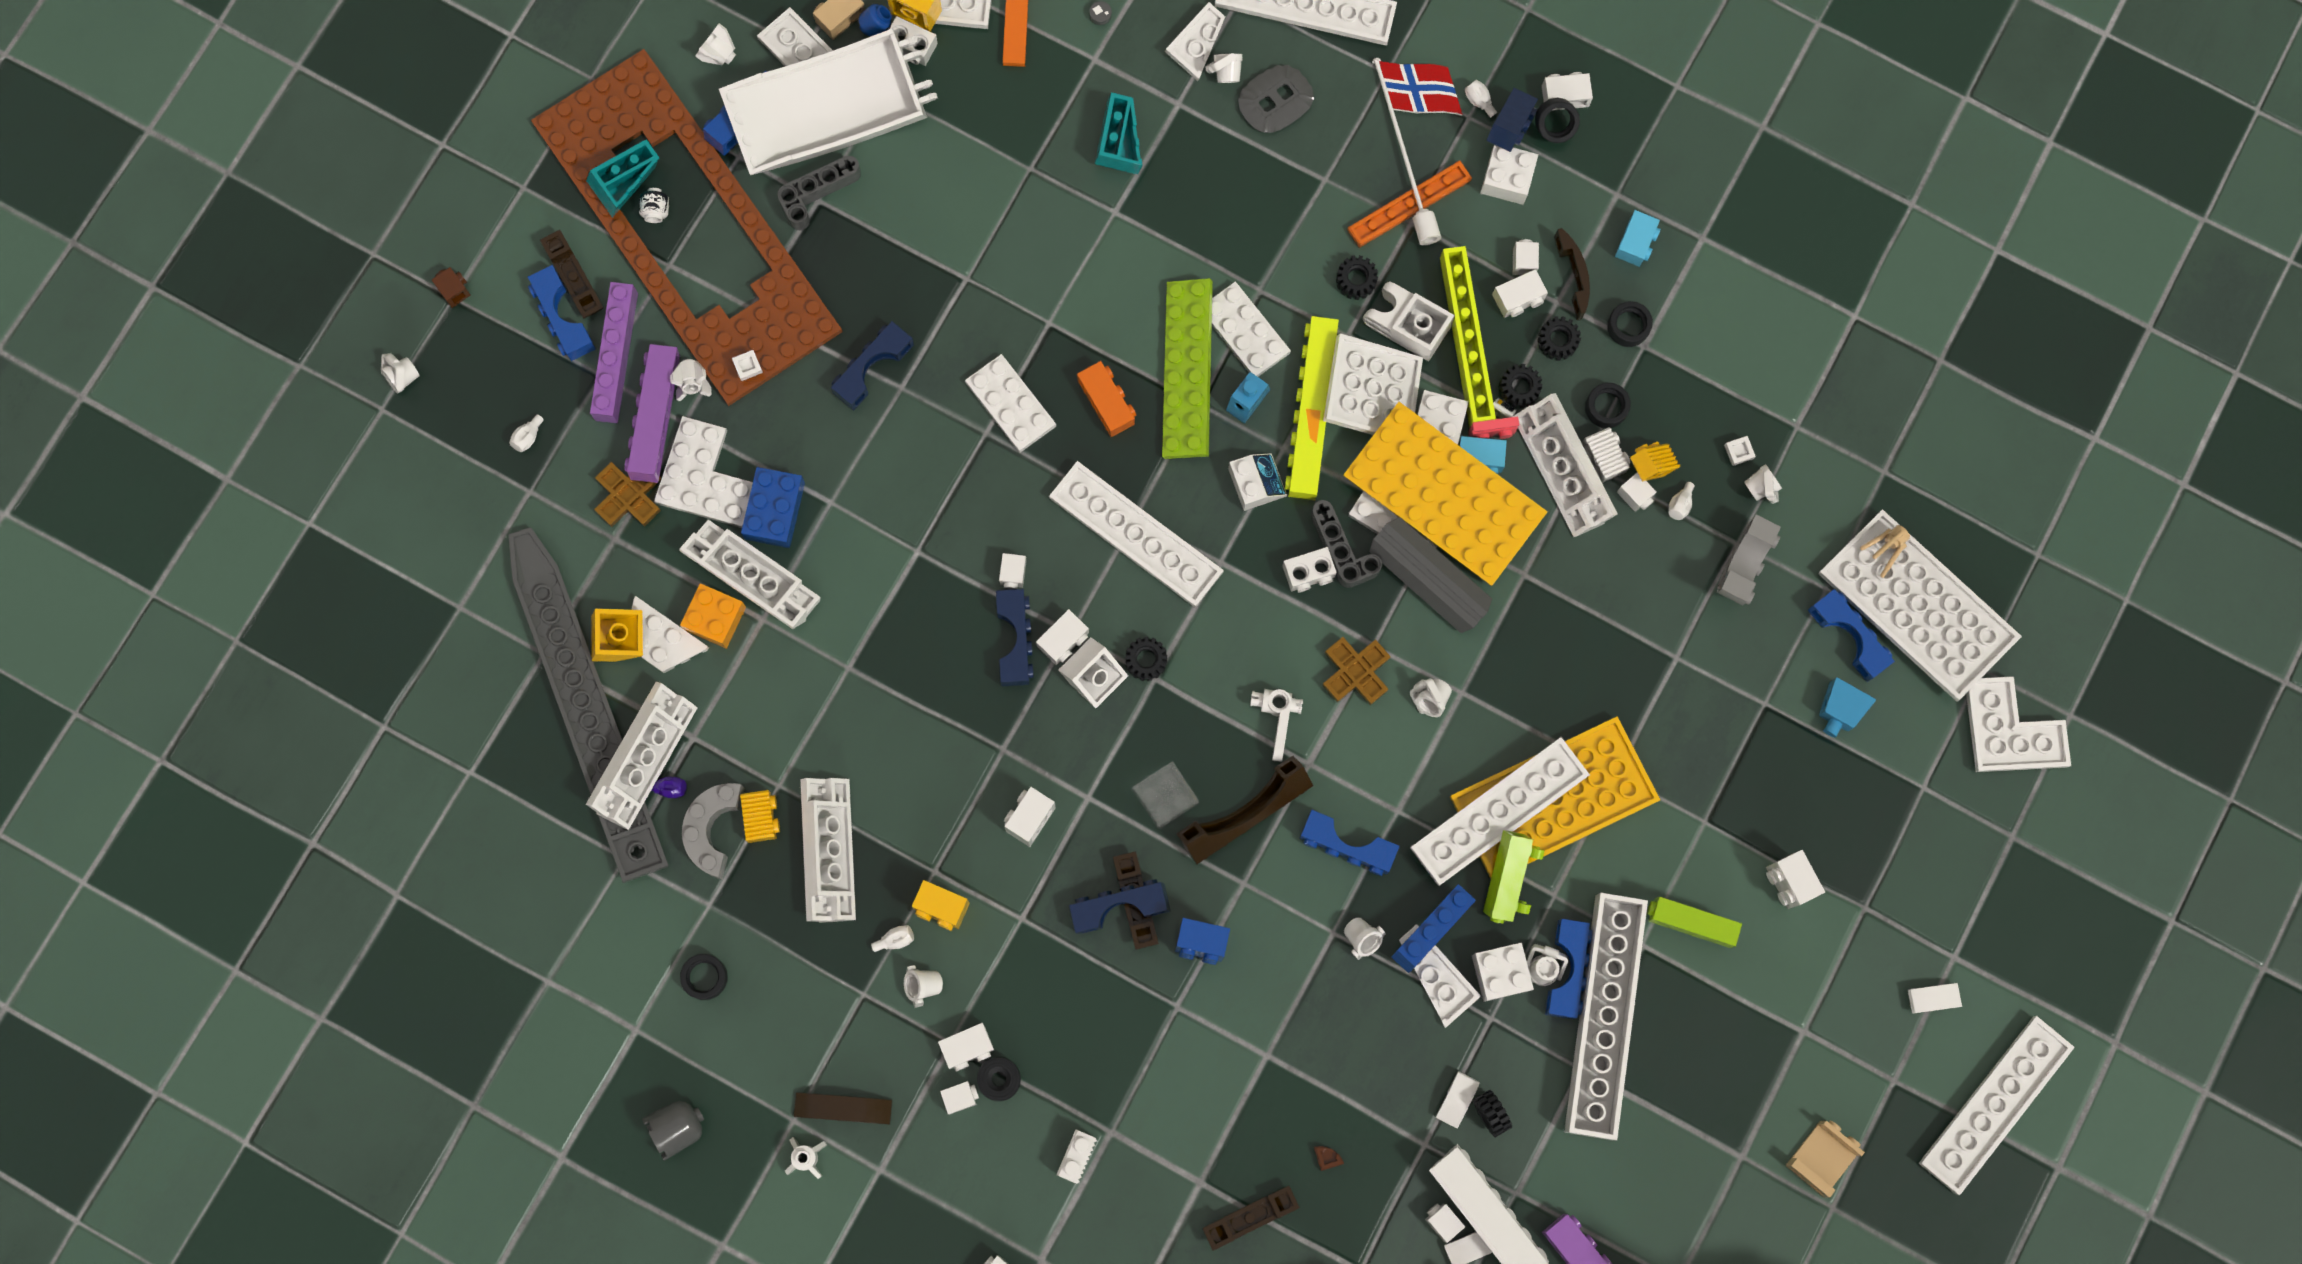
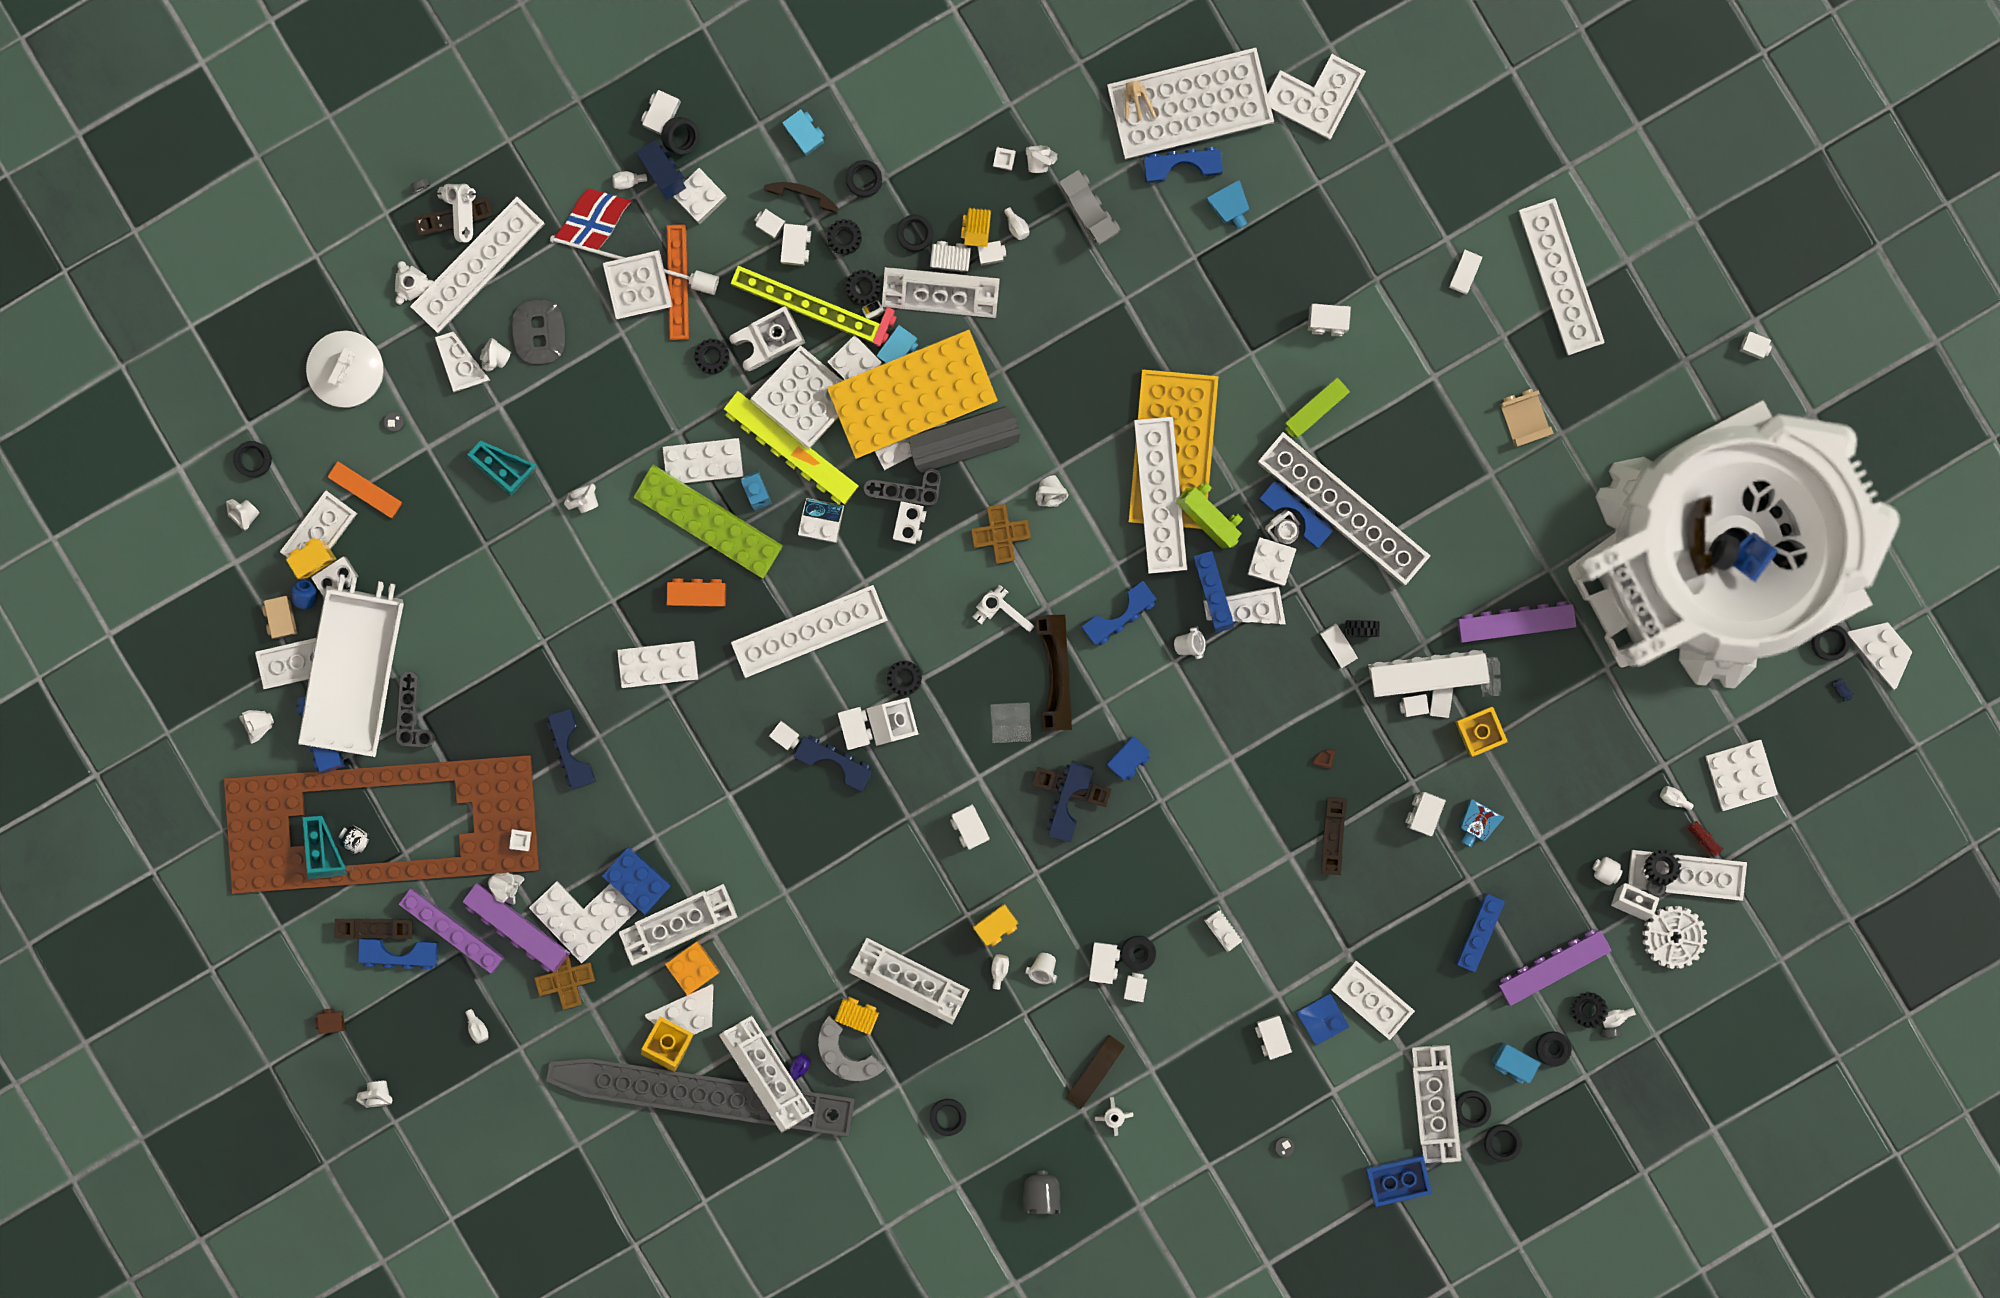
camera: 55 degrees left, 10 degrees up
(1135, 232) = (583, 498): none -> white piece
(1383, 164) = (637, 284): none -> white plate

